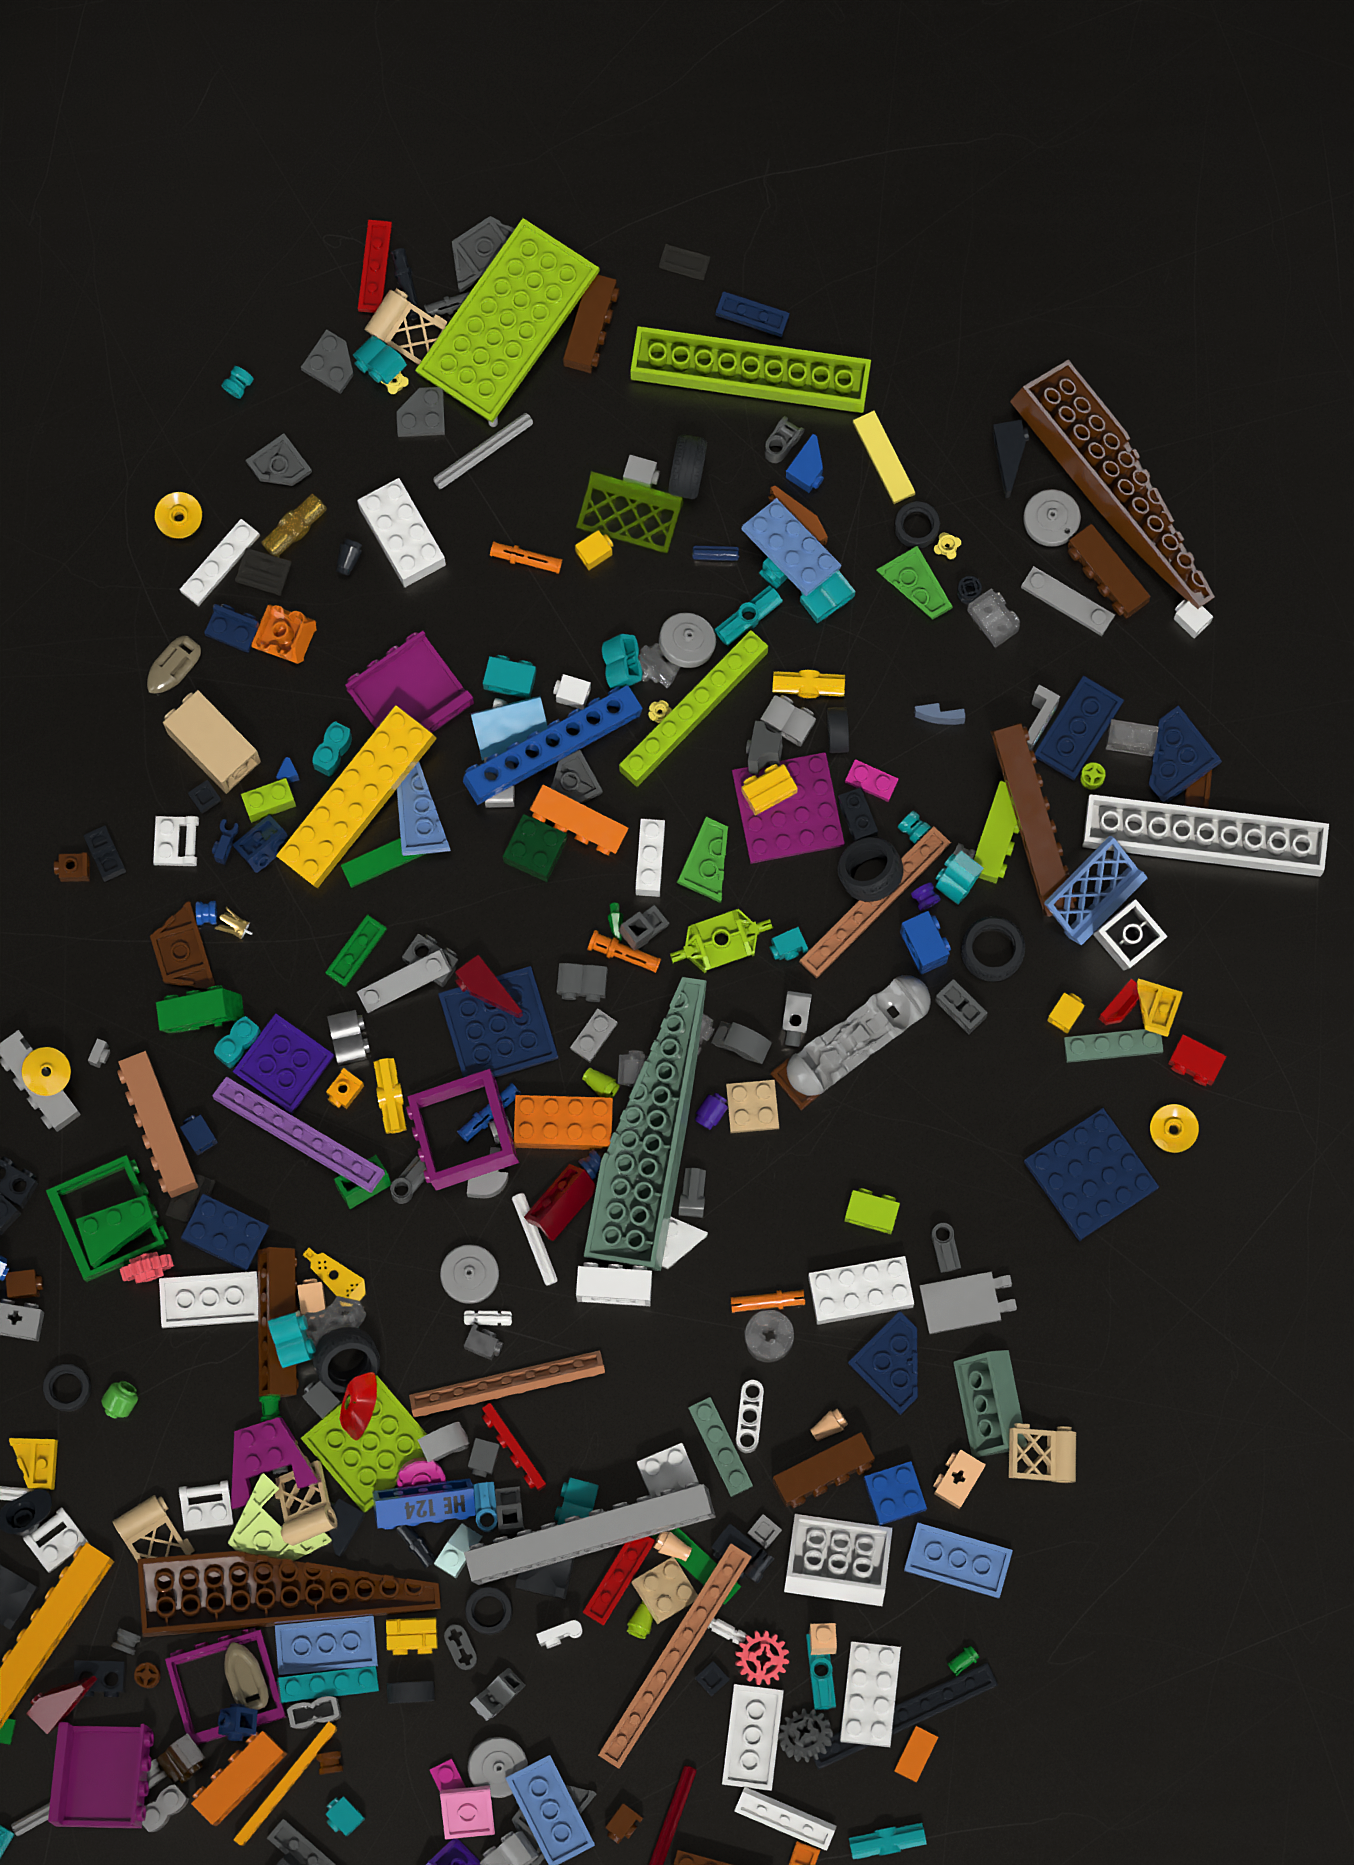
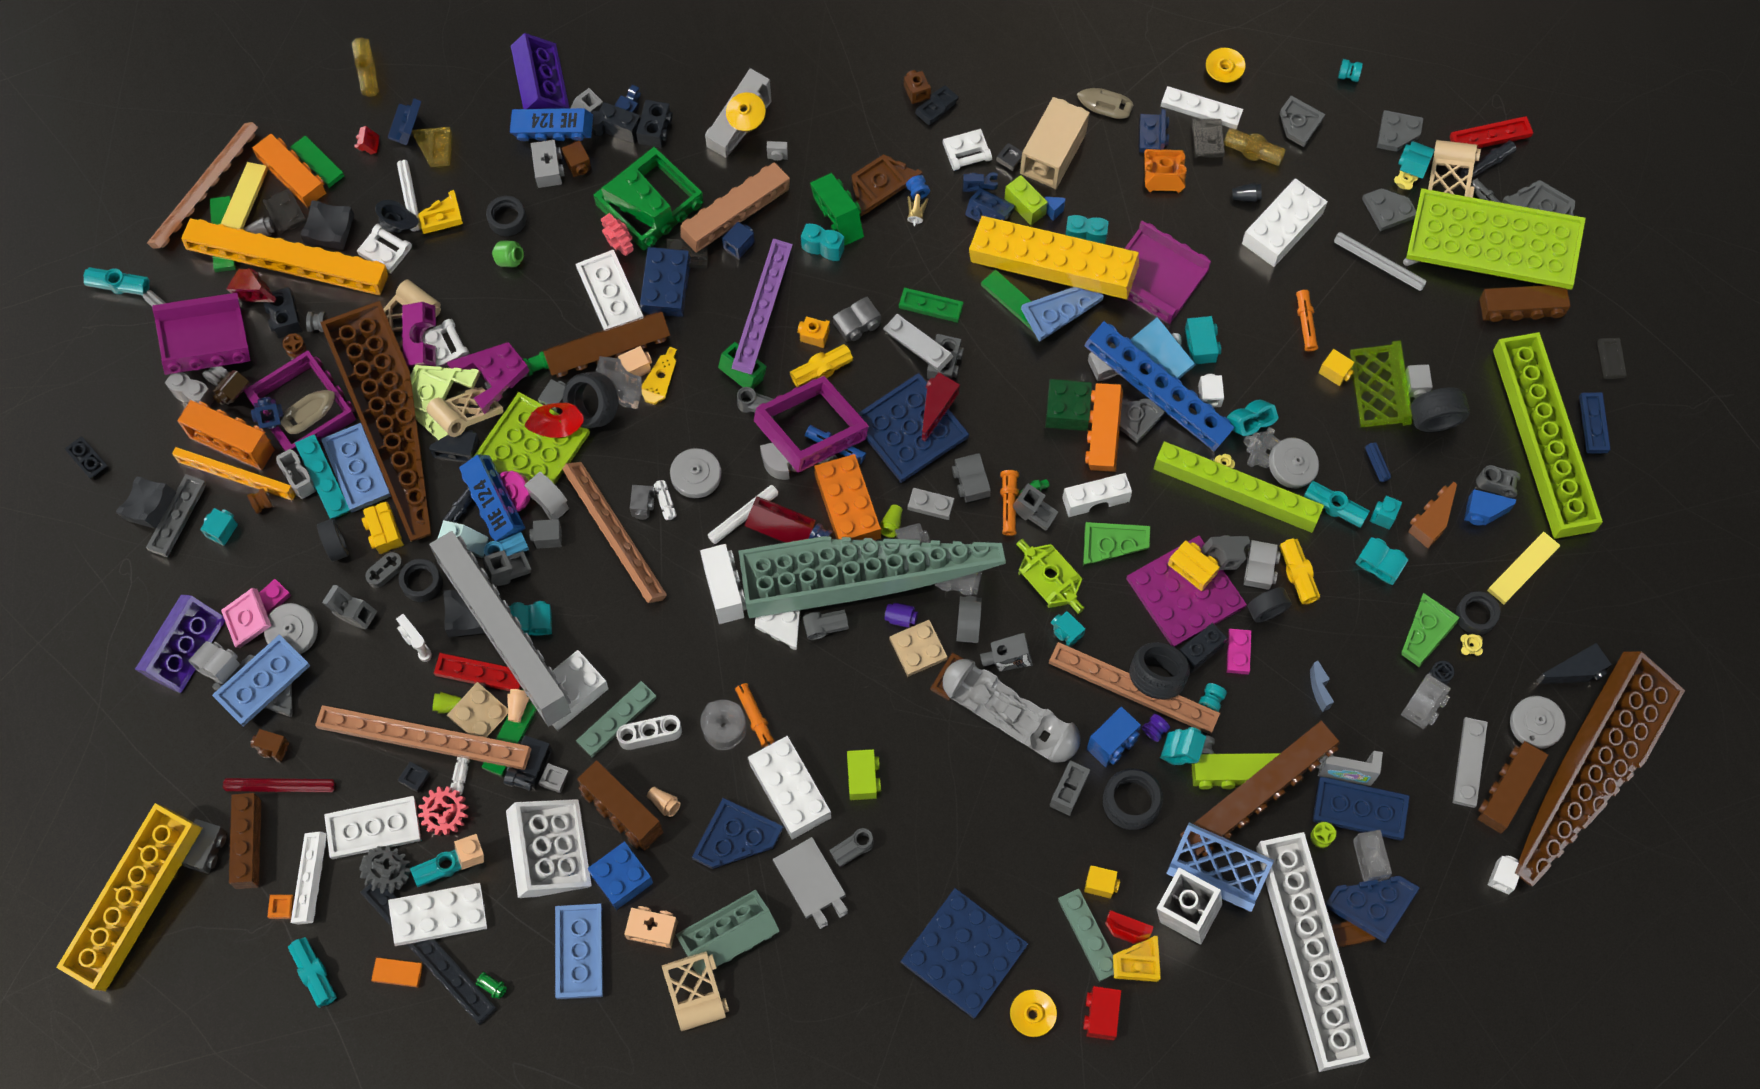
camera: 70 degrees right, 10 degrees down
(210, 1538) = (416, 320): none -> magenta arch
(283, 1063) = (818, 281): dark purple plate -> none
(291, 1339) = (591, 349): teal brick -> none
(518, 1456) = (566, 549): red plate -> none
(791, 547) = (1409, 512): medium blue plate -> none

